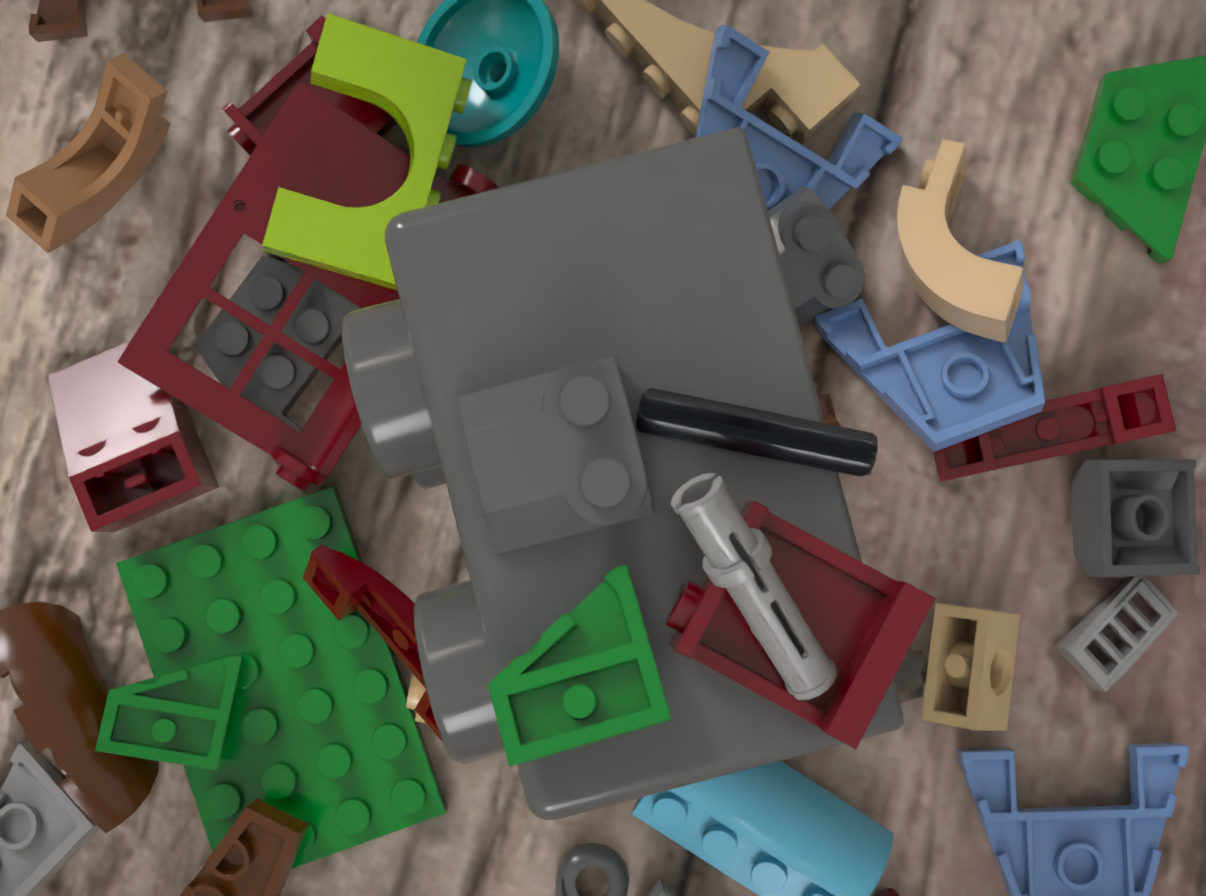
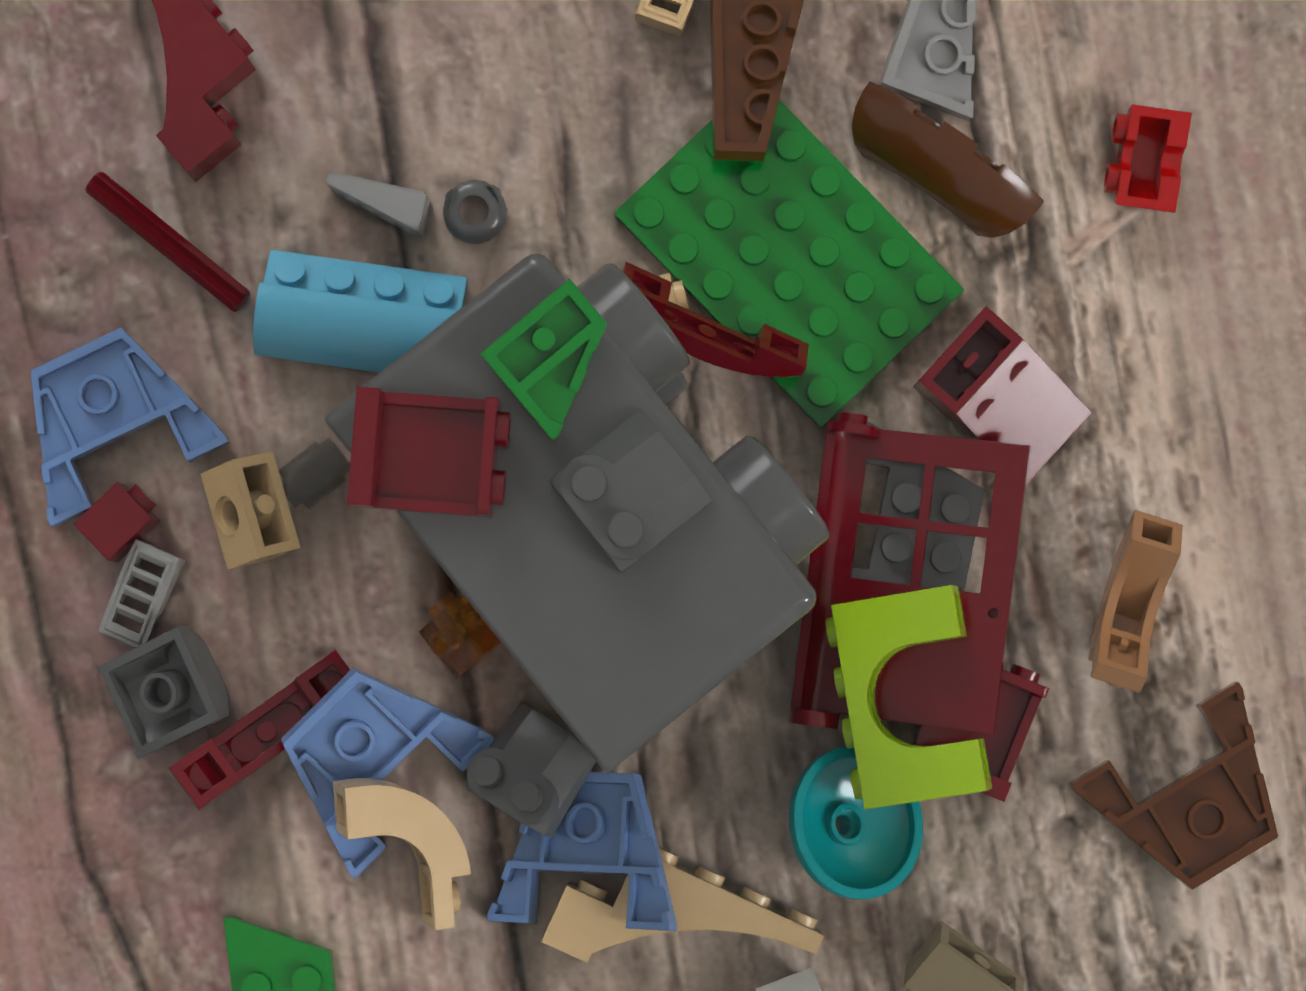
camera: 160 degrees right, 0 degrees up
(172, 715) = (856, 195): green wing -> none
(740, 562) = (465, 458): light grey pin -> none
(757, 432) = (505, 564): black axle -> none
(1114, 720) = (117, 520): none -> dark red brick

